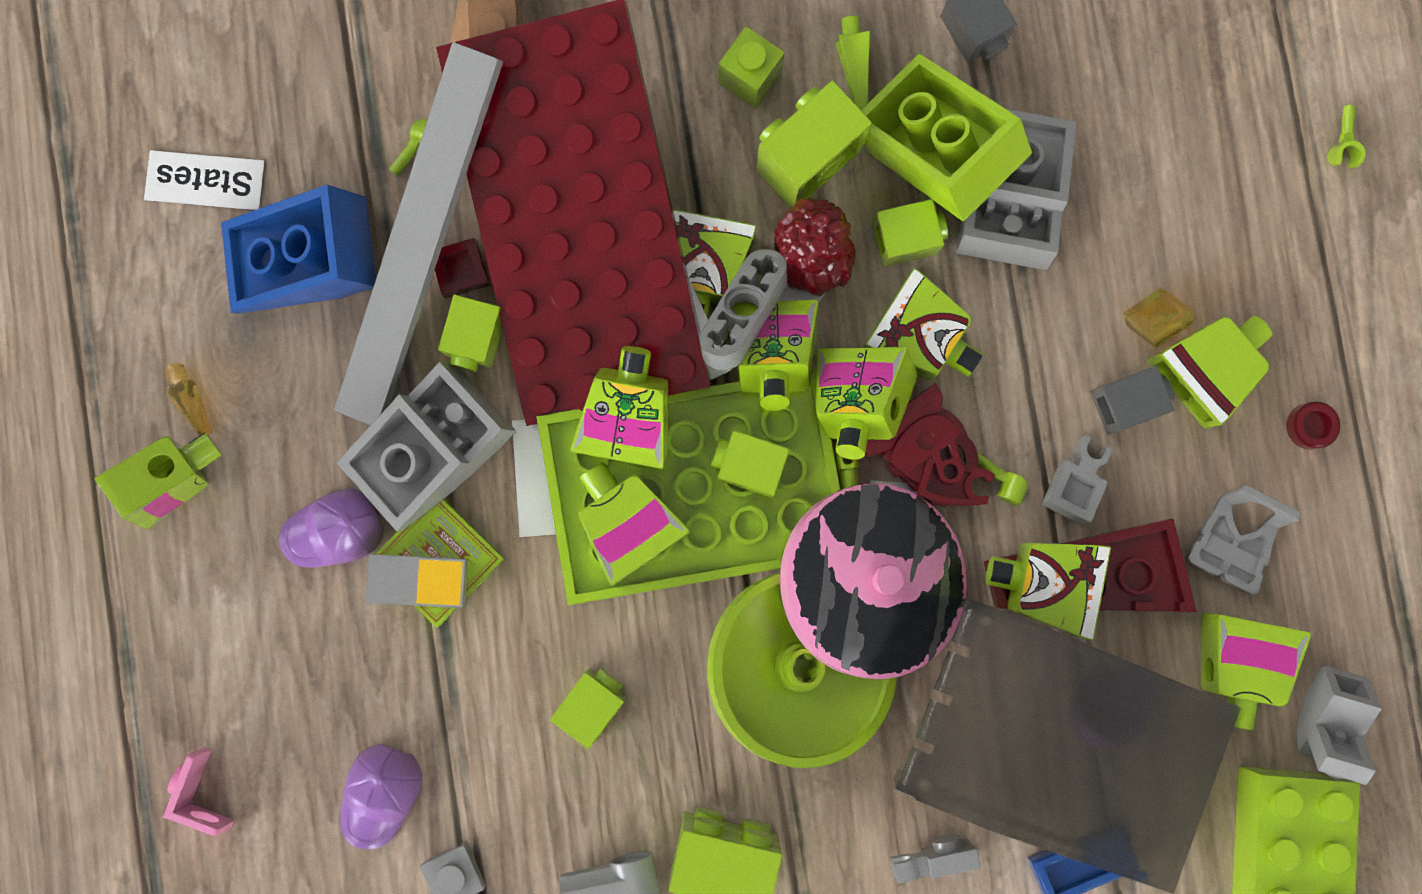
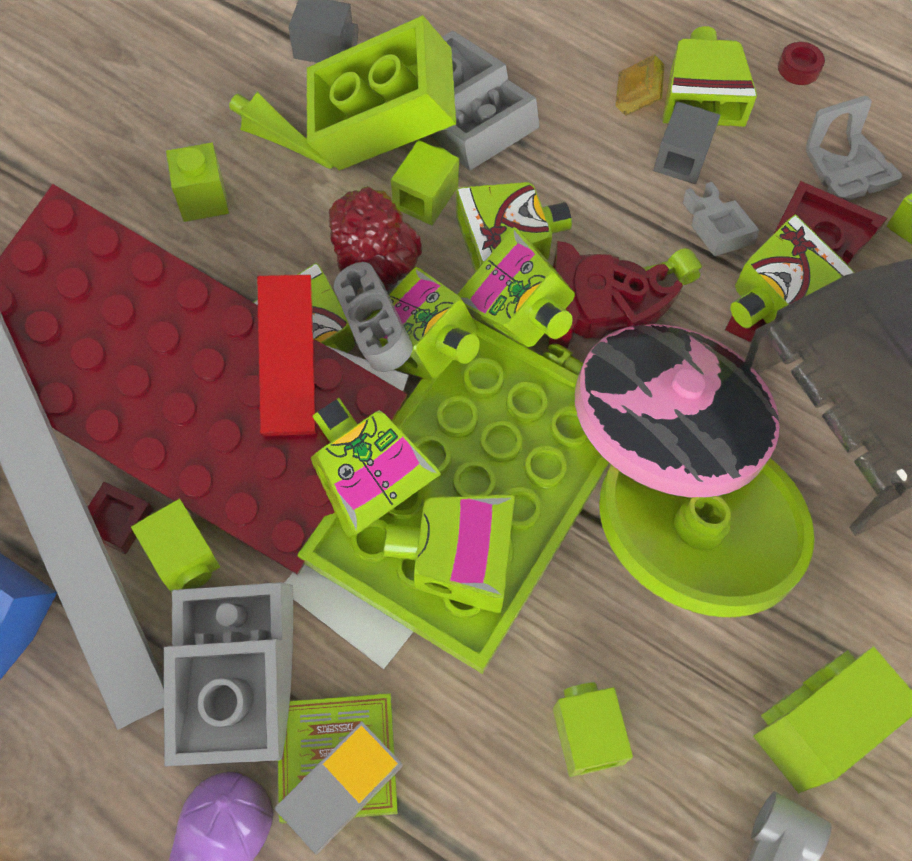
camera: 50 degrees left, 20 degrees down
(653, 284) = (286, 355): none -> red tile
(750, 463) = (499, 412): lime brick -> none
(812, 143) = (295, 180): lime brick -> none

